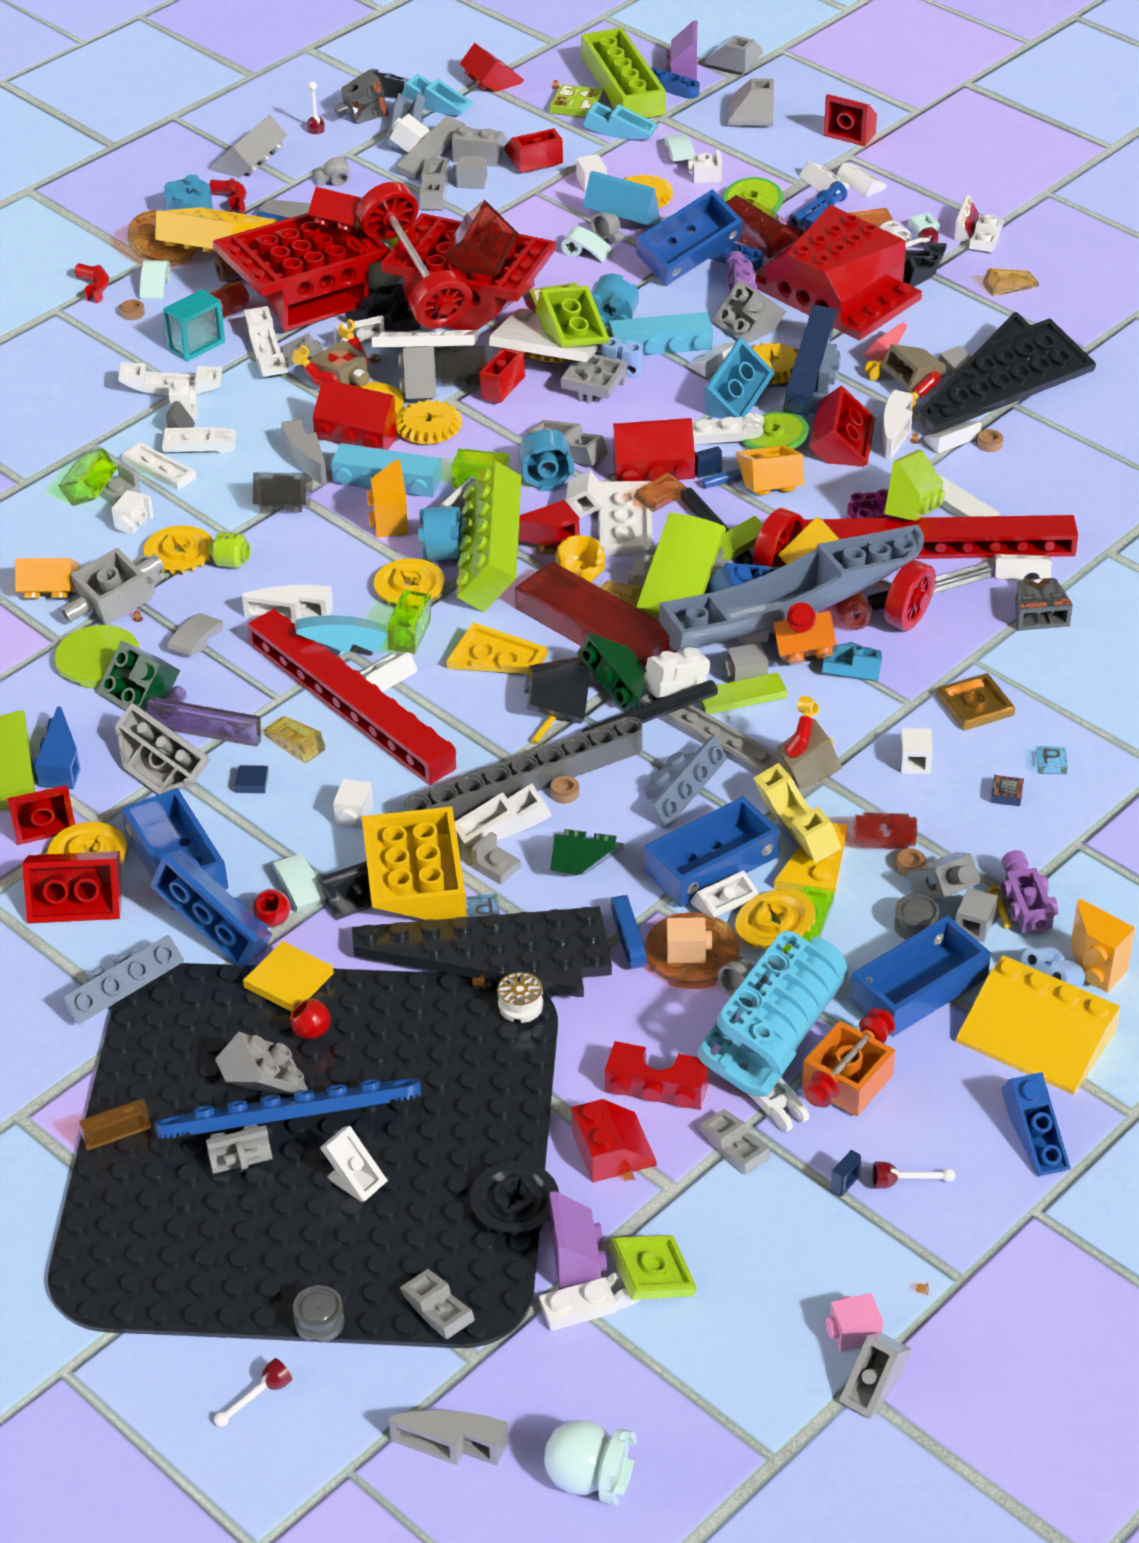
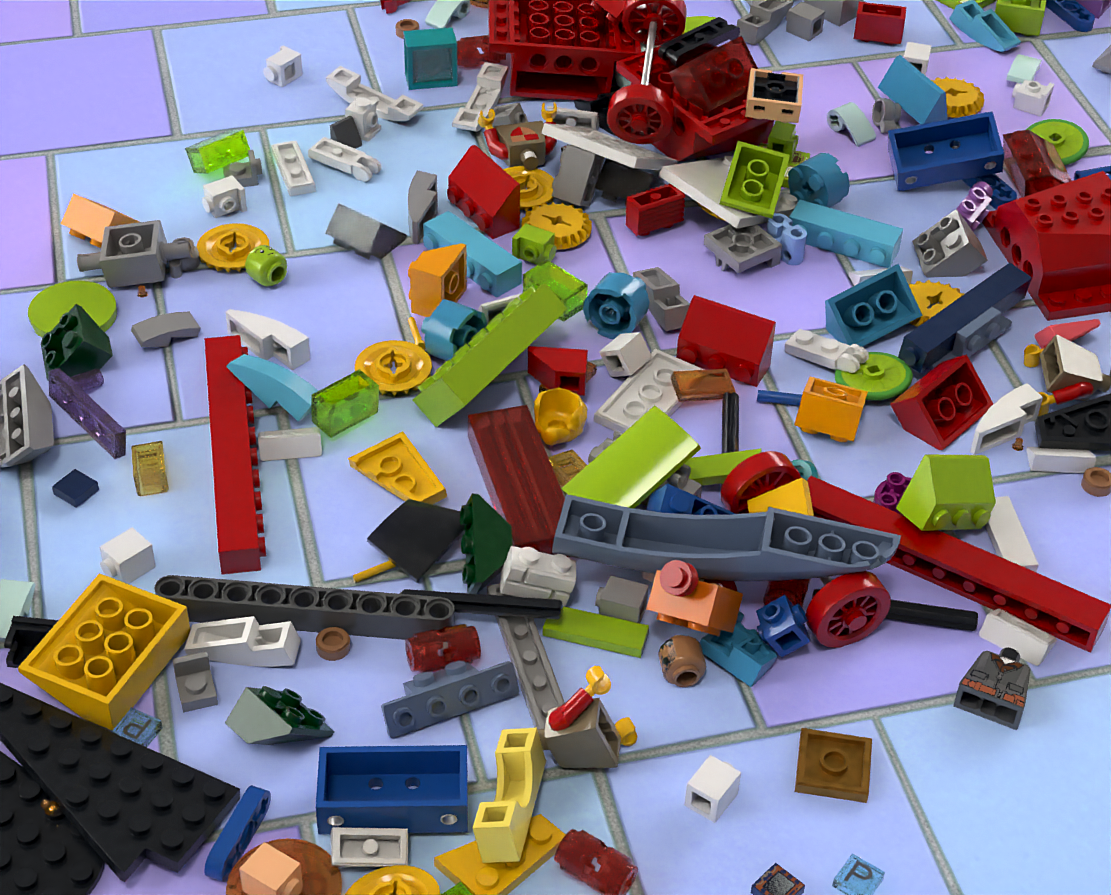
camera: 30 degrees right, 0 degrees up
(61, 384) = (283, 67): none -> white brick
(398, 550) = (415, 332): none -> yellow piece
(431, 441) = (533, 244): none -> lime brick
(435, 219) = (698, 41): none -> black plate
(520, 998) = (61, 849): white wheel -> none
(543, 240) = (774, 96): none -> piece
(552, 276) = (783, 139): none -> lime brick
(651, 752) = (424, 647): none -> clear red piece
(708, 462) = (776, 375): dark blue tile -> none
(821, 683) = (682, 660): none -> medium nougat head
(872, 627) = (777, 622): none -> blue brick

